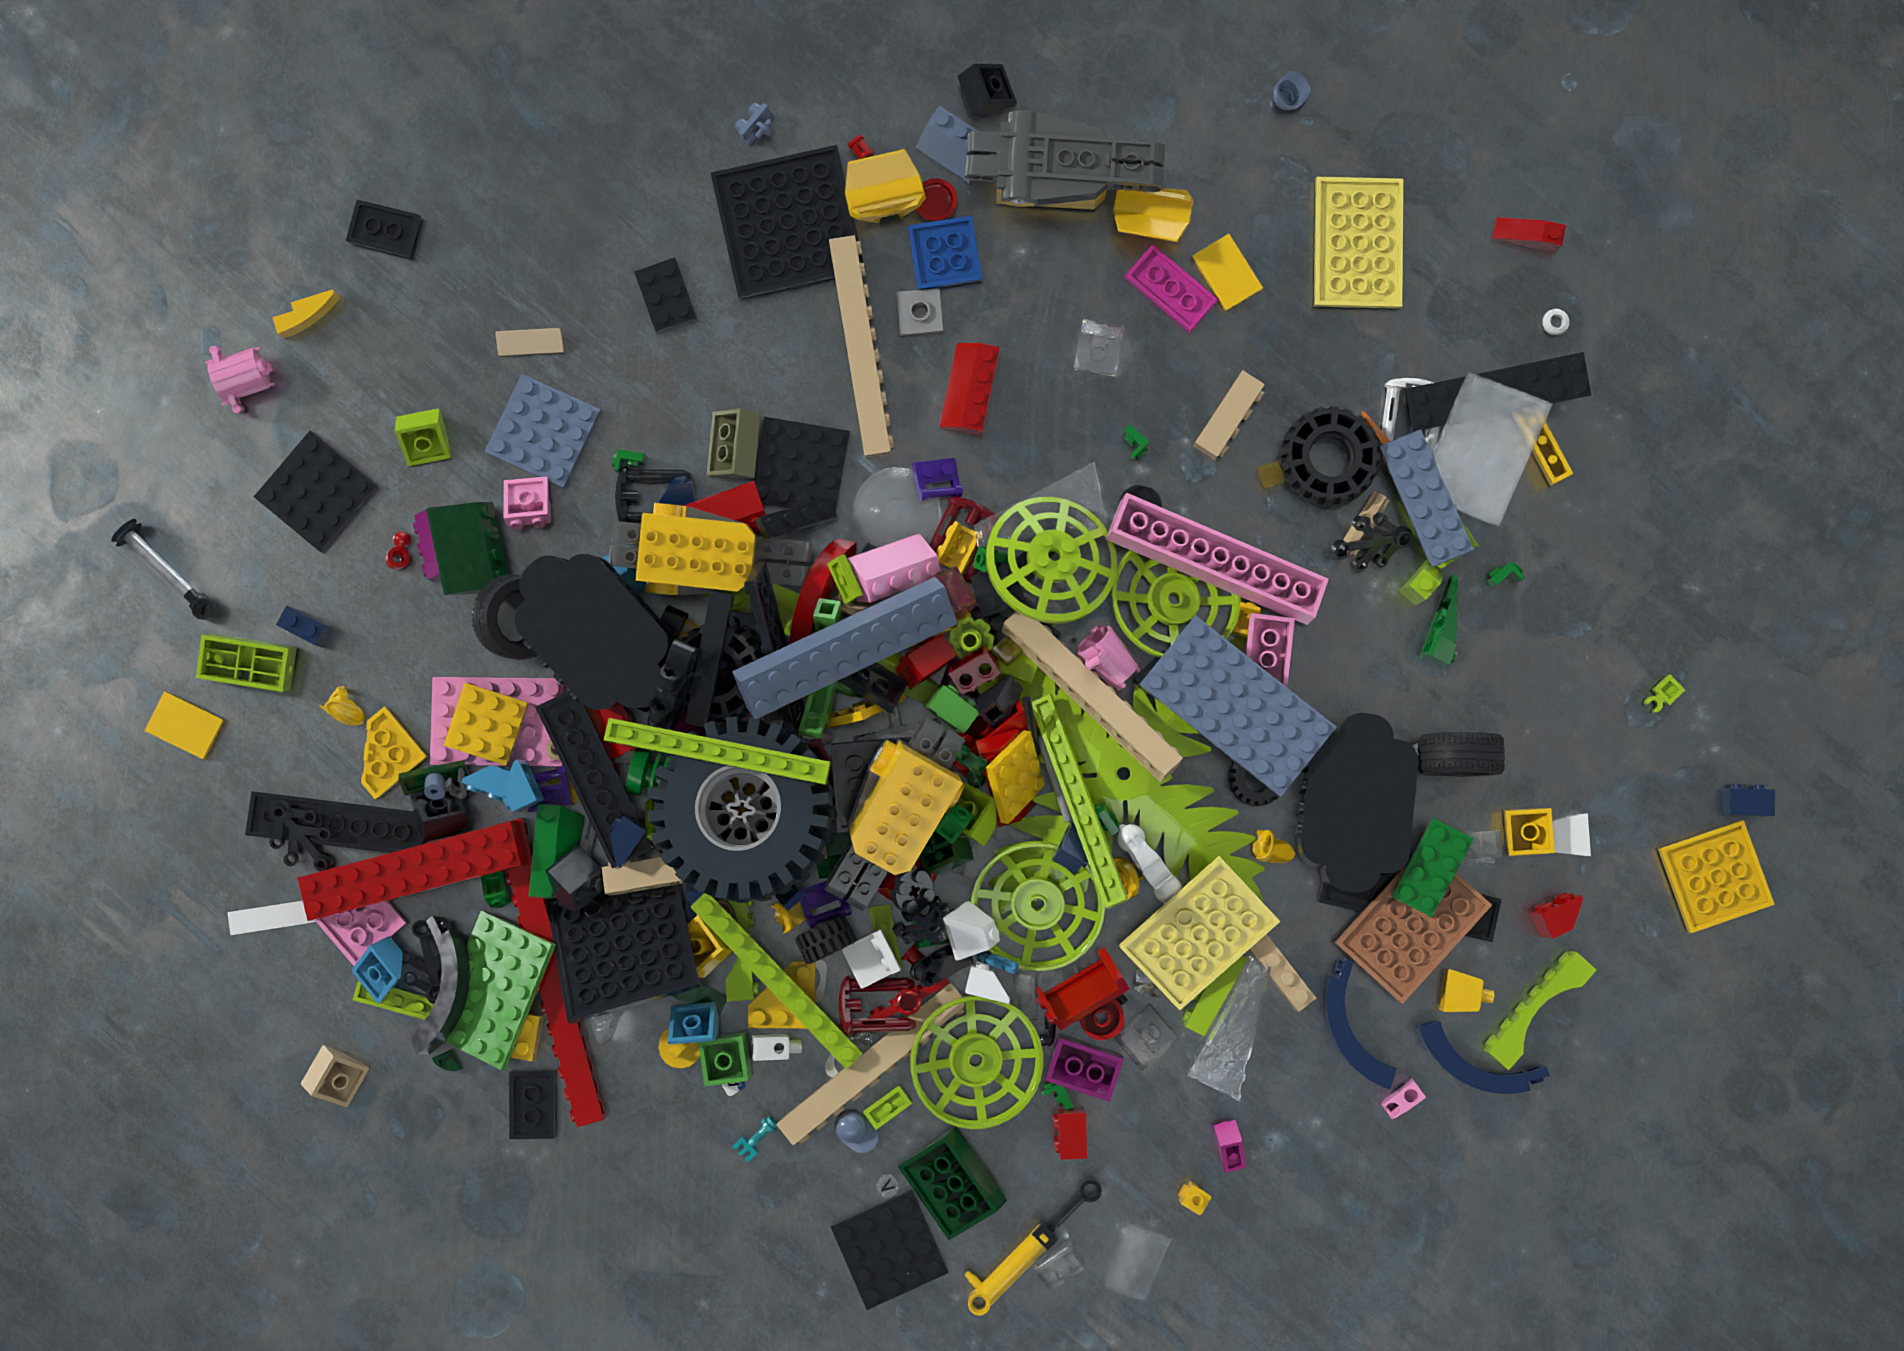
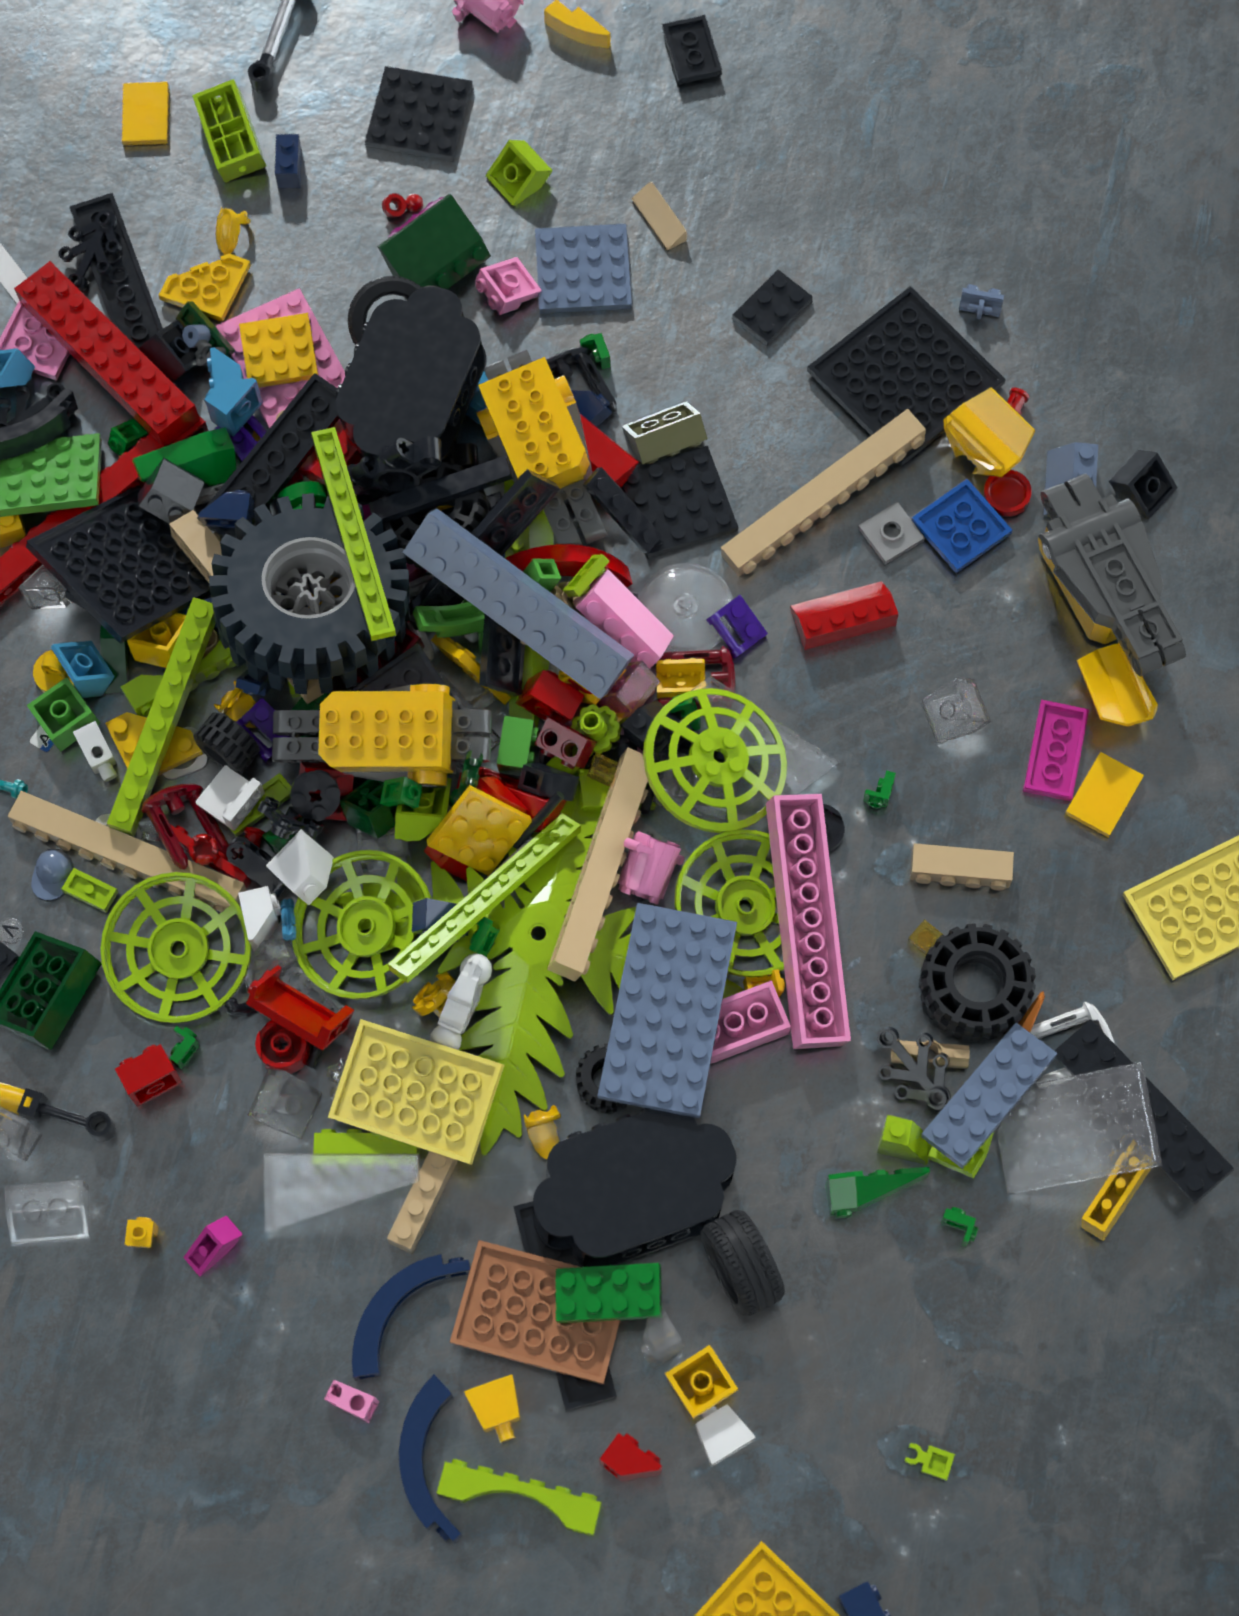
camera: 60 degrees right, 15 degrees down
(1084, 1067) = (222, 1055): magenta slope -> none

